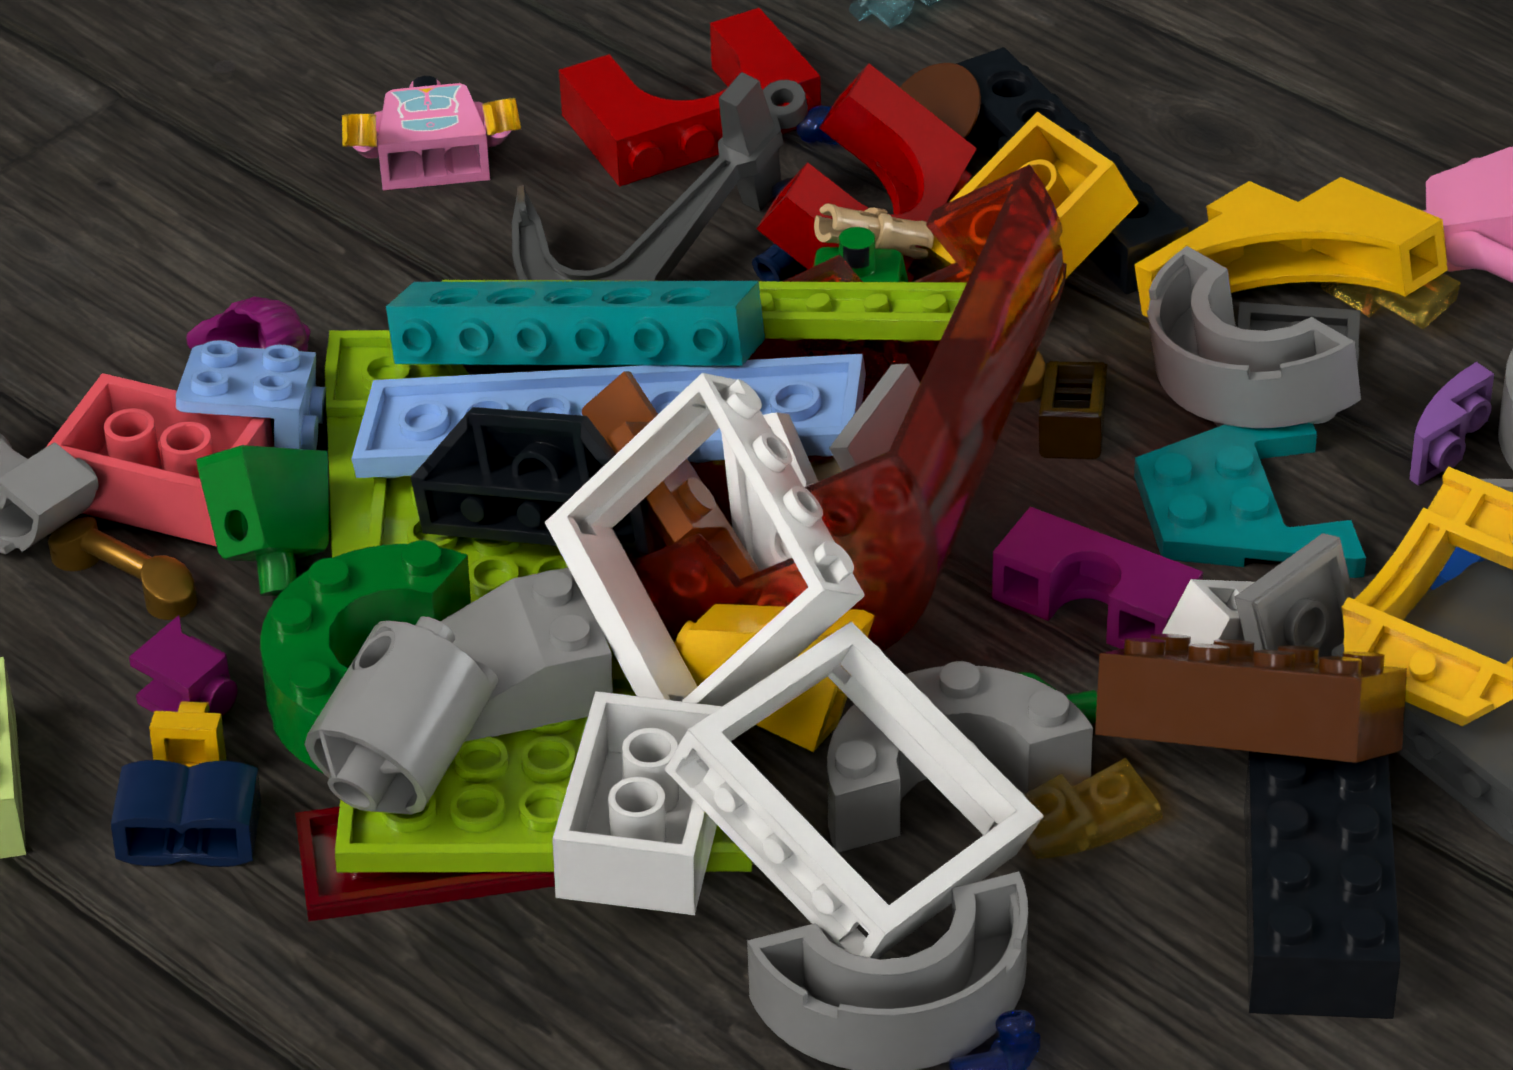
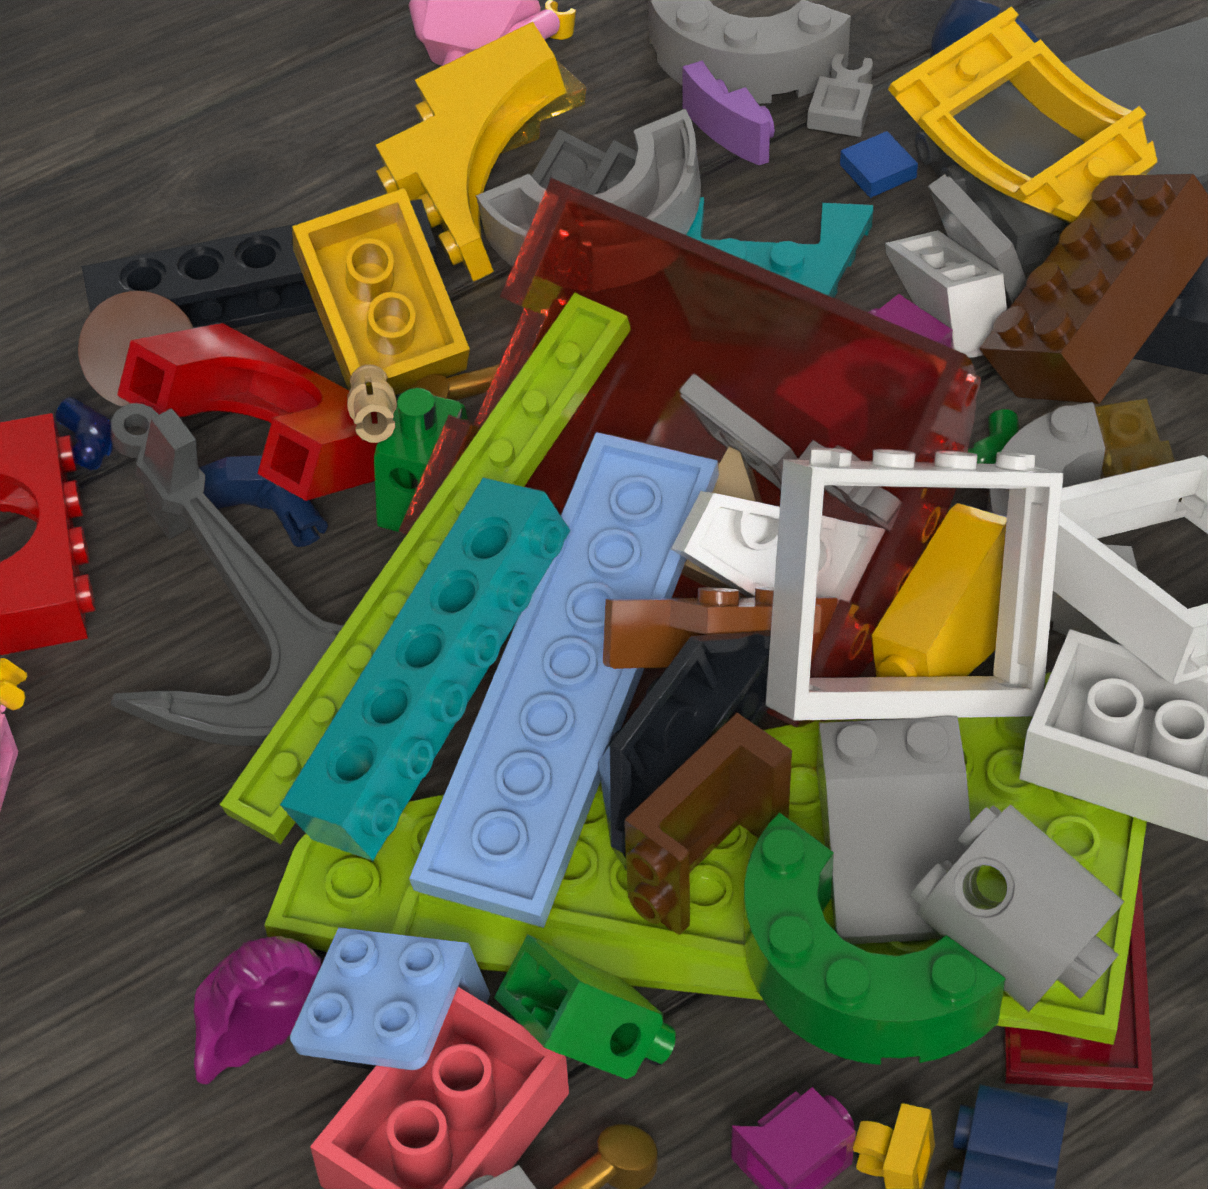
camera: 75 degrees left, 10 degrees up
(456, 503) = (726, 783): none -> reddish brown panel

